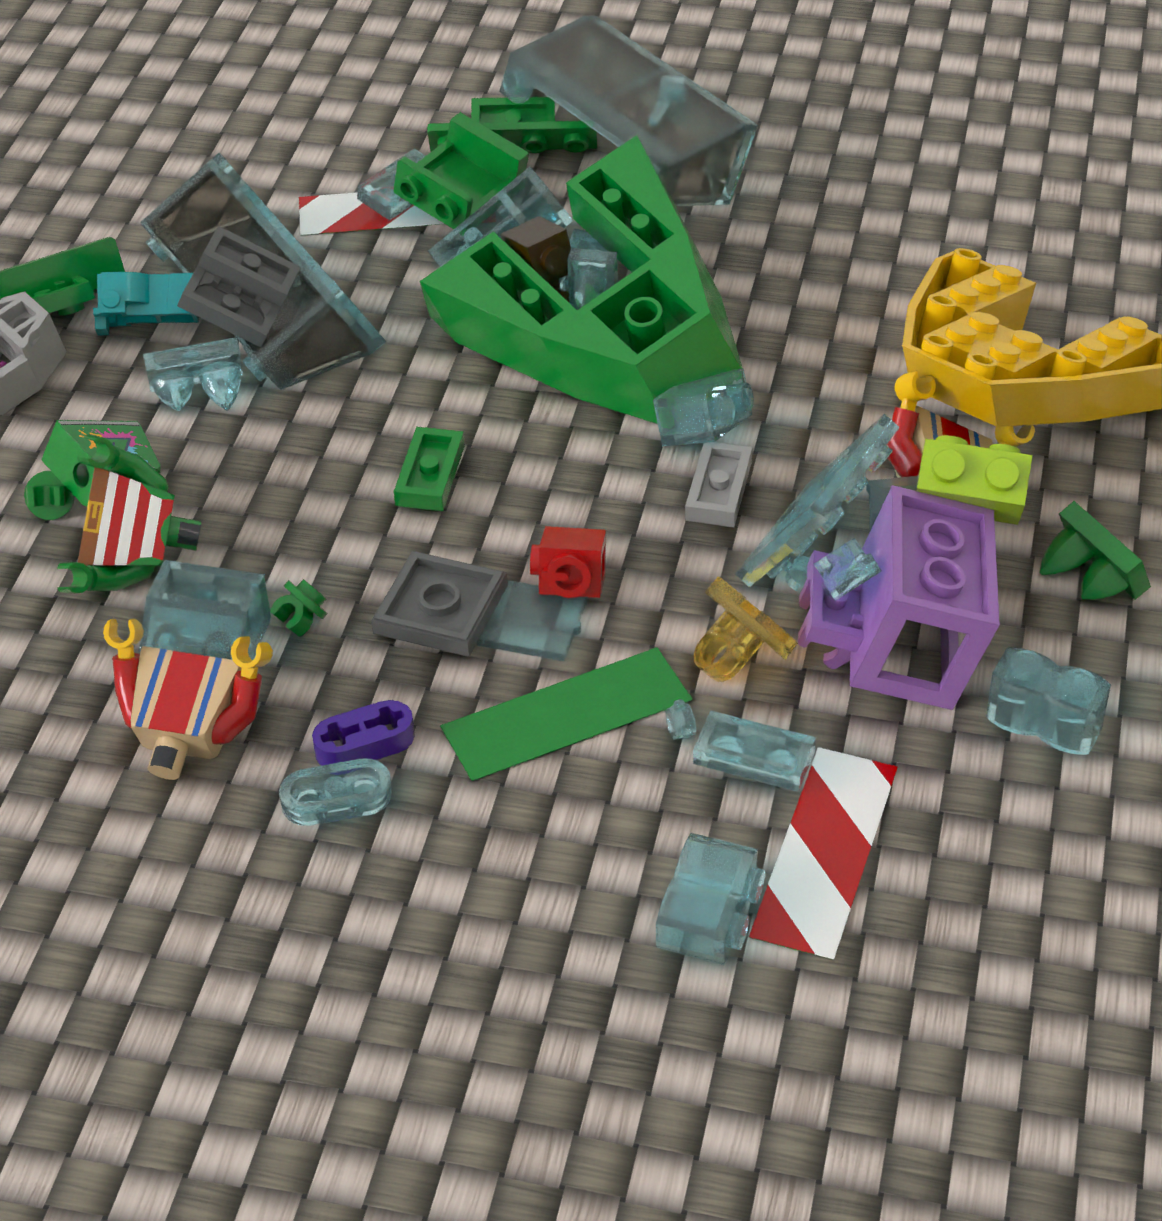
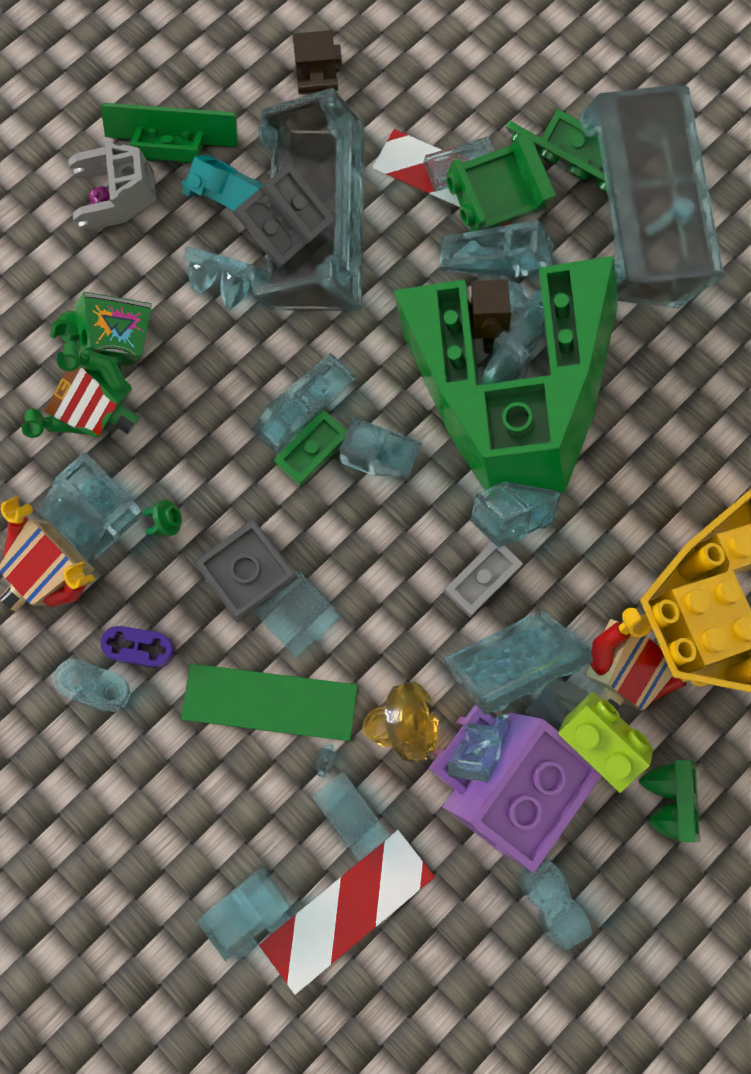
camera: 30 degrees right, 30 degrees up
(162, 167) = (316, 61): none -> dark brown brick
(384, 437) = (302, 402): none -> clear light blue slope
(509, 428) = (378, 450): none -> clear light blue slope
(570, 562) = (339, 593): red brick -> none

